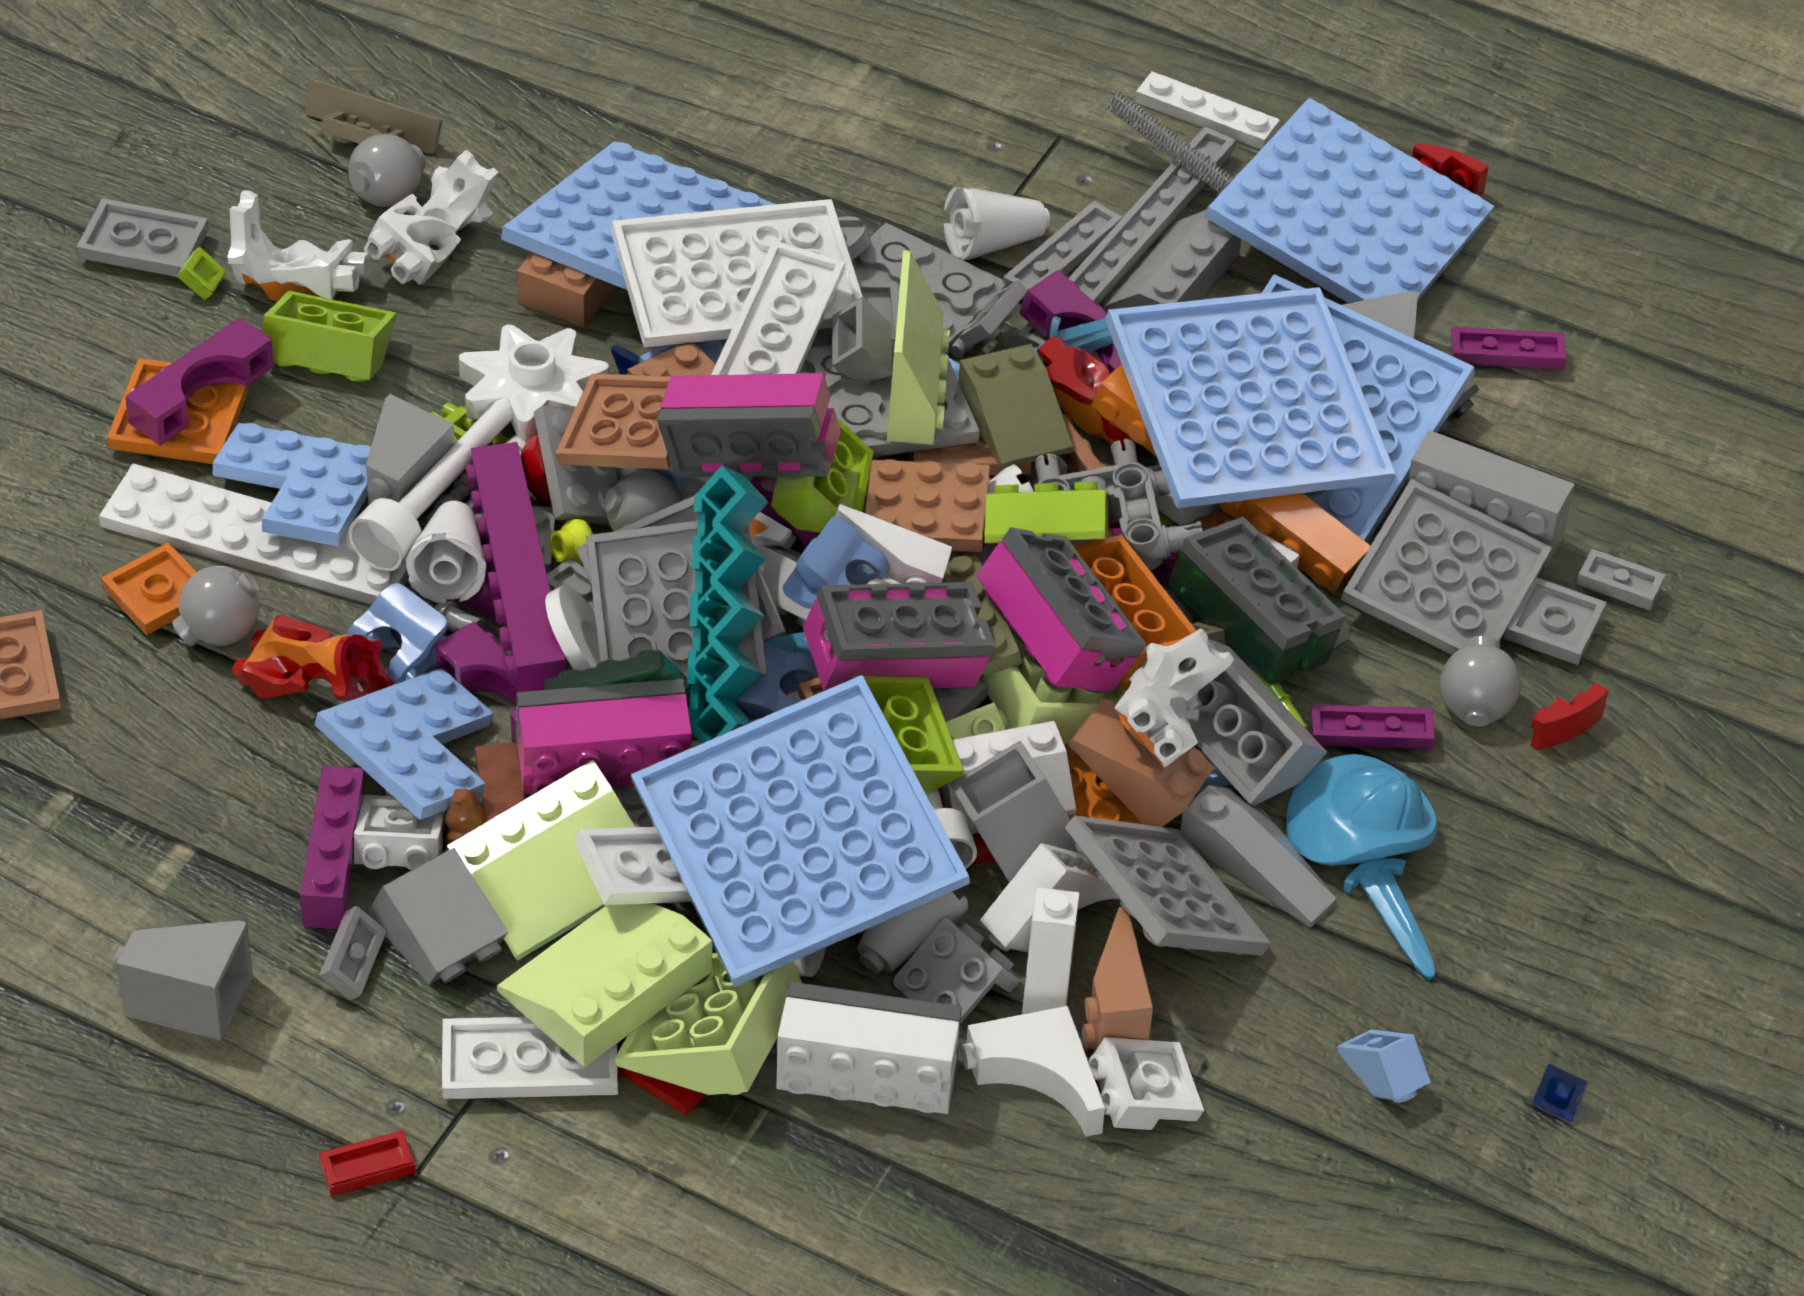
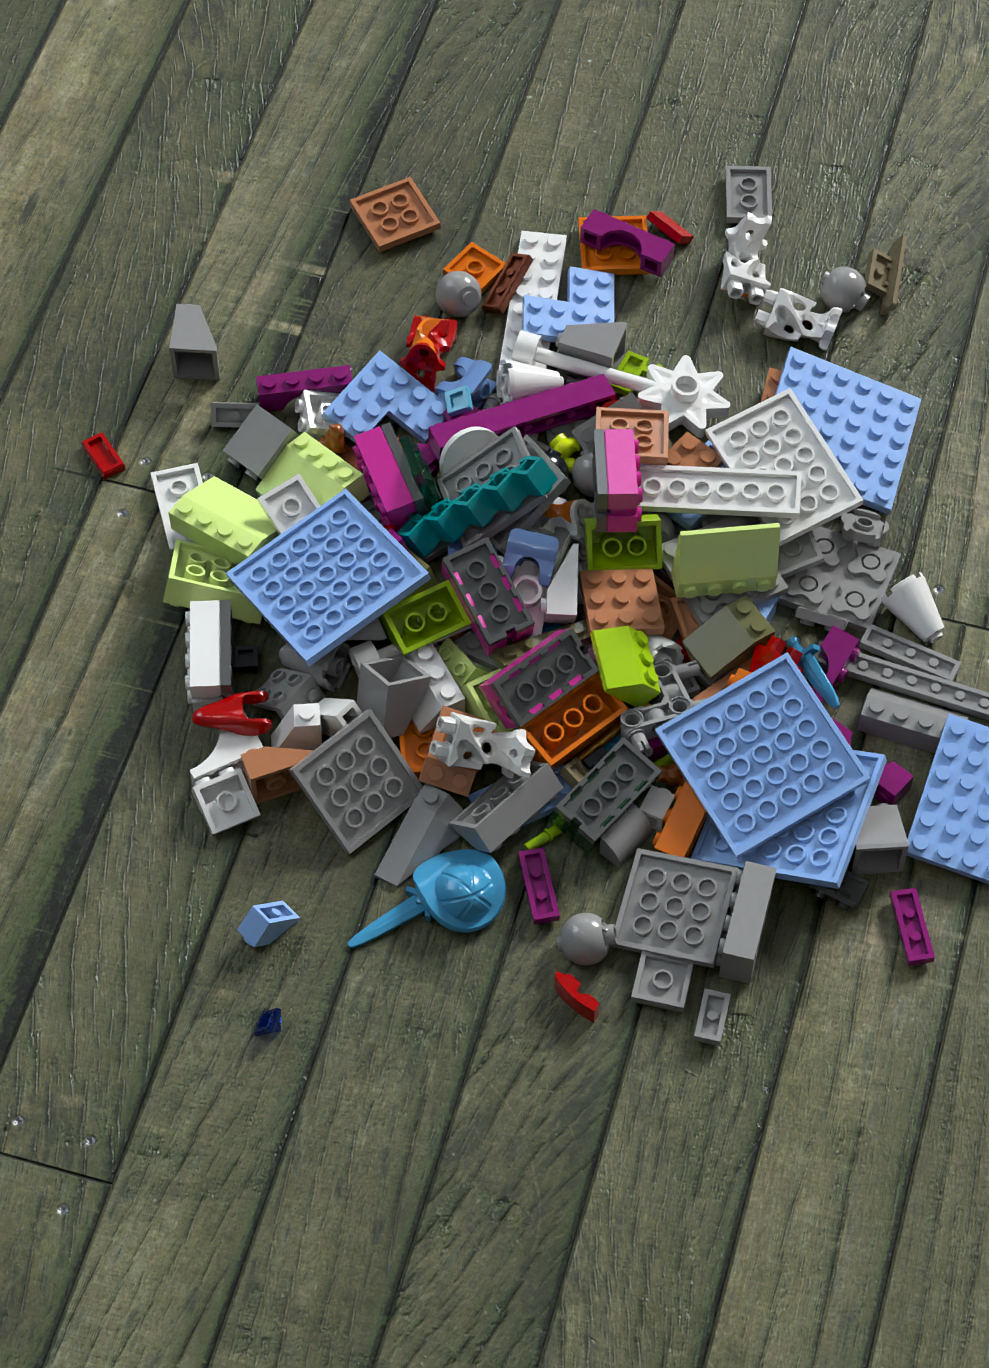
camera: 80 degrees right, 10 degrees up
(171, 338) = (669, 227): none -> red tile
(201, 273) = (724, 223): lime tile -> none
(204, 542) = (507, 283): none -> copper tile
(328, 335) = (693, 294): lime slope -> none
(458, 633) = (458, 401): none -> medium azure plate
(999, 1032) = (229, 716): none -> red animal

